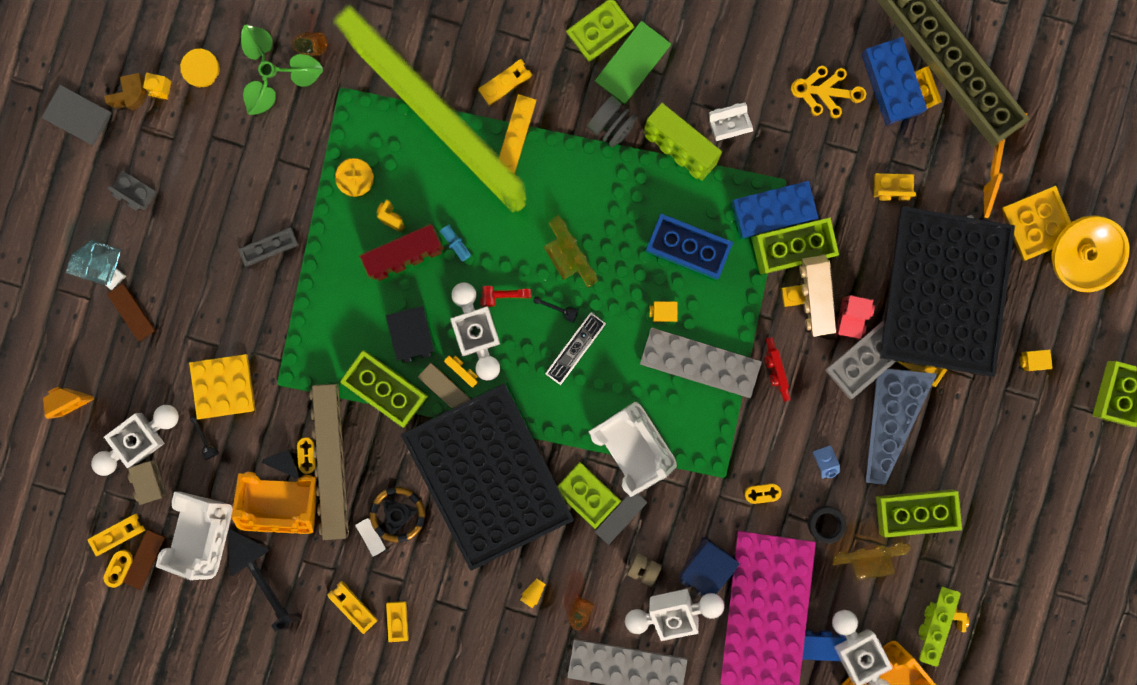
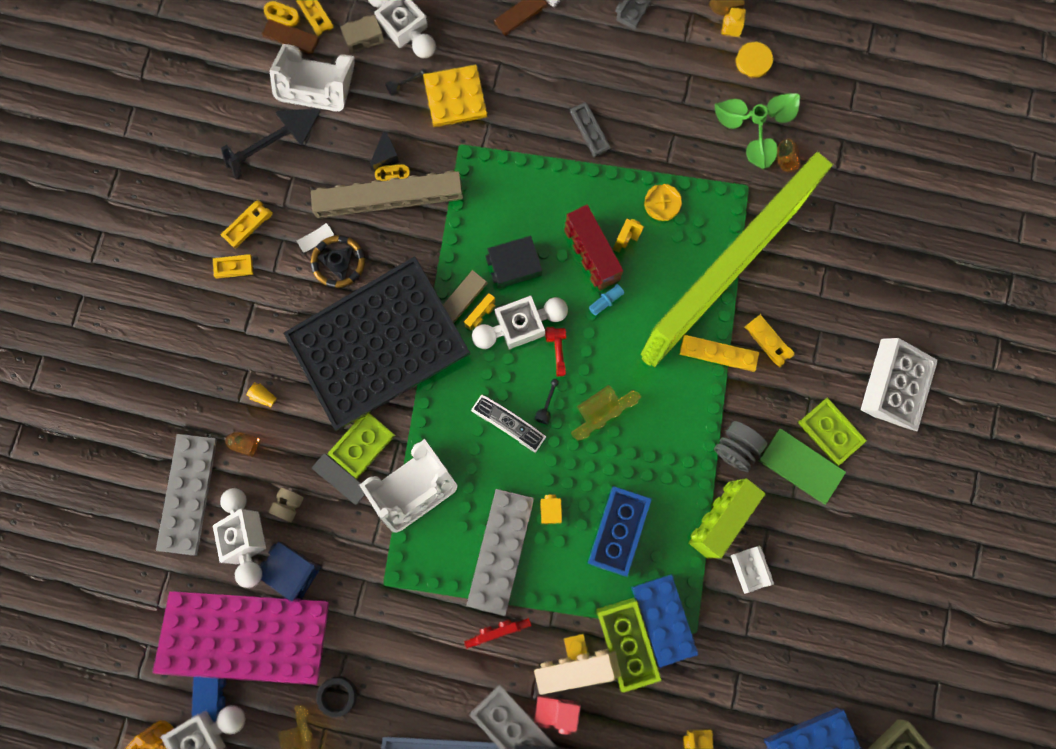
camera: 85 degrees right, 10 degrees down
(274, 504) = (344, 146): light orange windscreen -> none
(384, 388) = (459, 238): lime brick -> none
(763, 498) = (363, 626): yellow beam -> none
(825, 91) = (793, 669): yellow plant -> none
(827, 462) = (402, 693): medium blue bracket -> none

